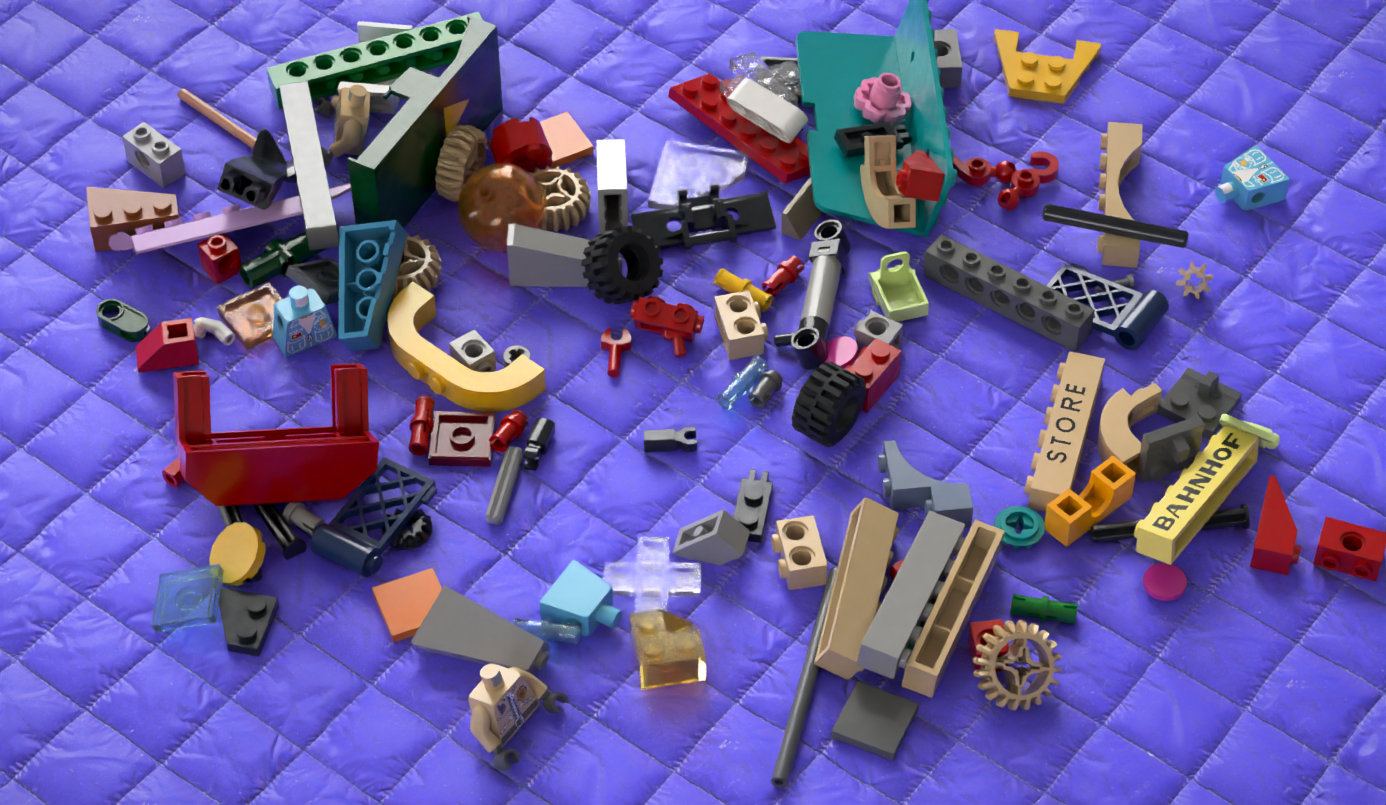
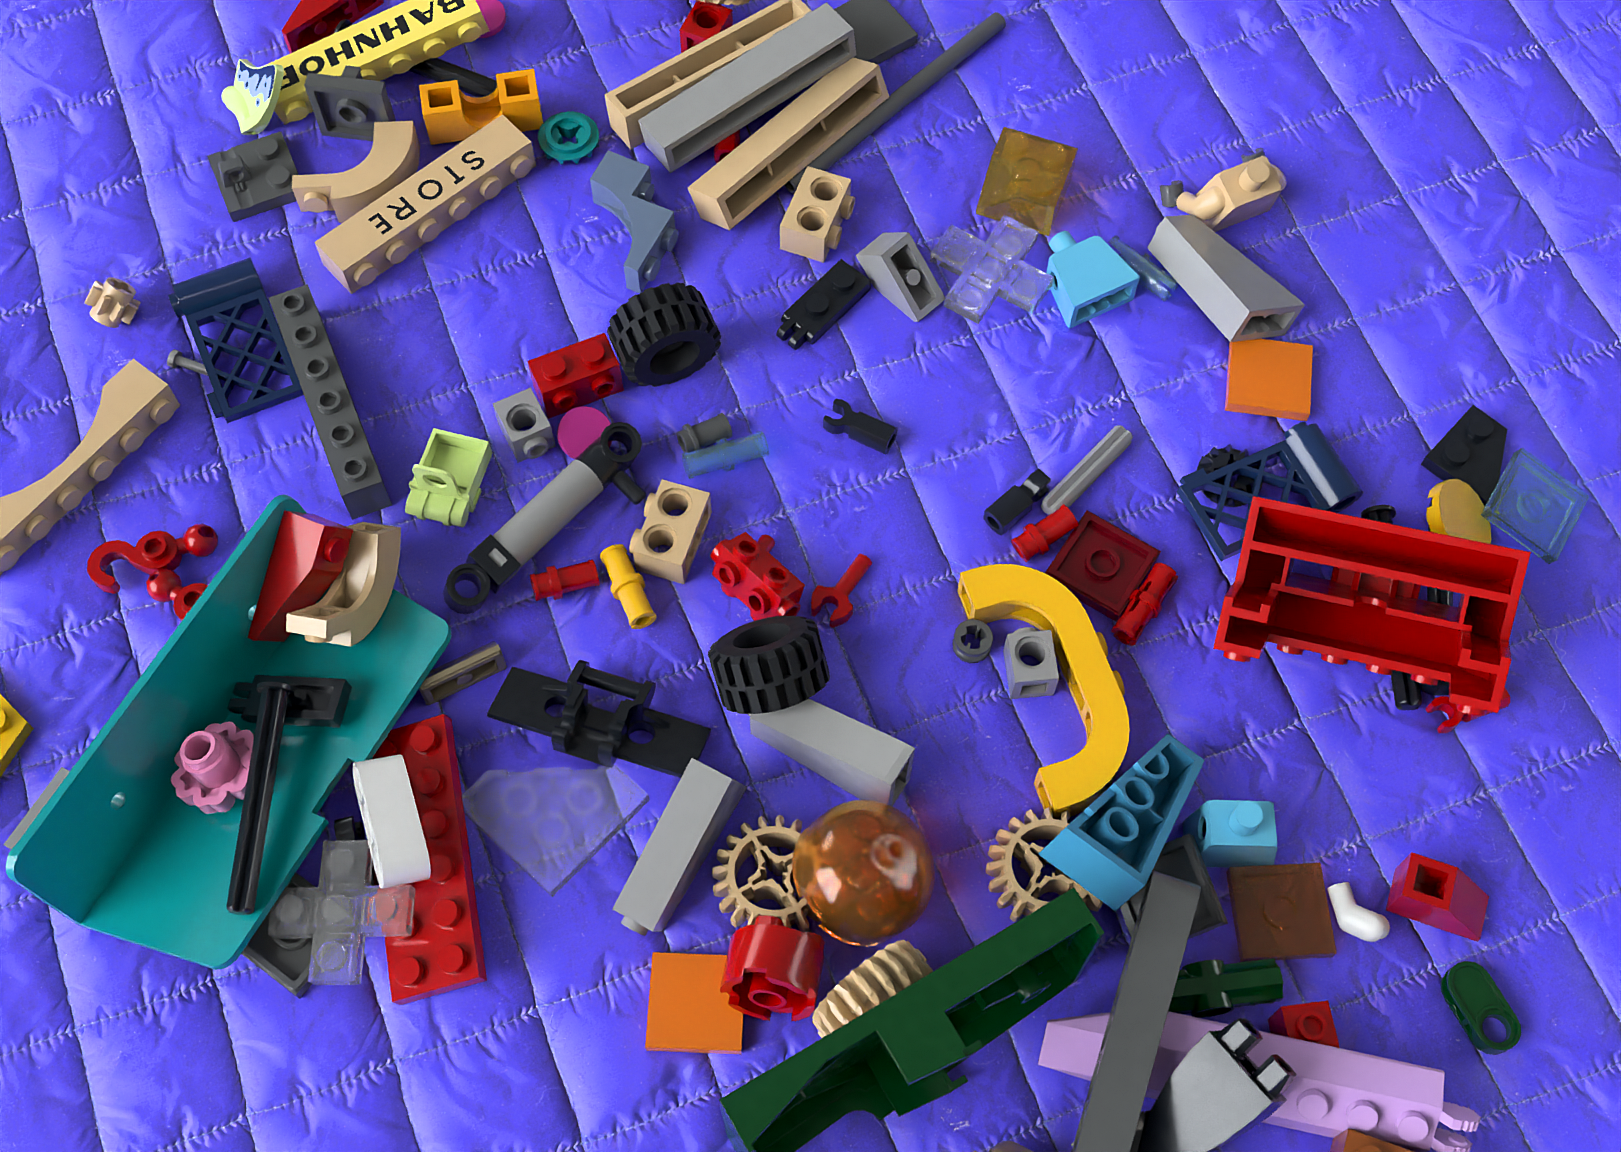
camera: 150 degrees left, 15 degrees up
(876, 123) = (258, 797): none -> black axle
(1043, 609) = (618, 47): green pin -> none
(1115, 225) = (136, 391): black axle -> none

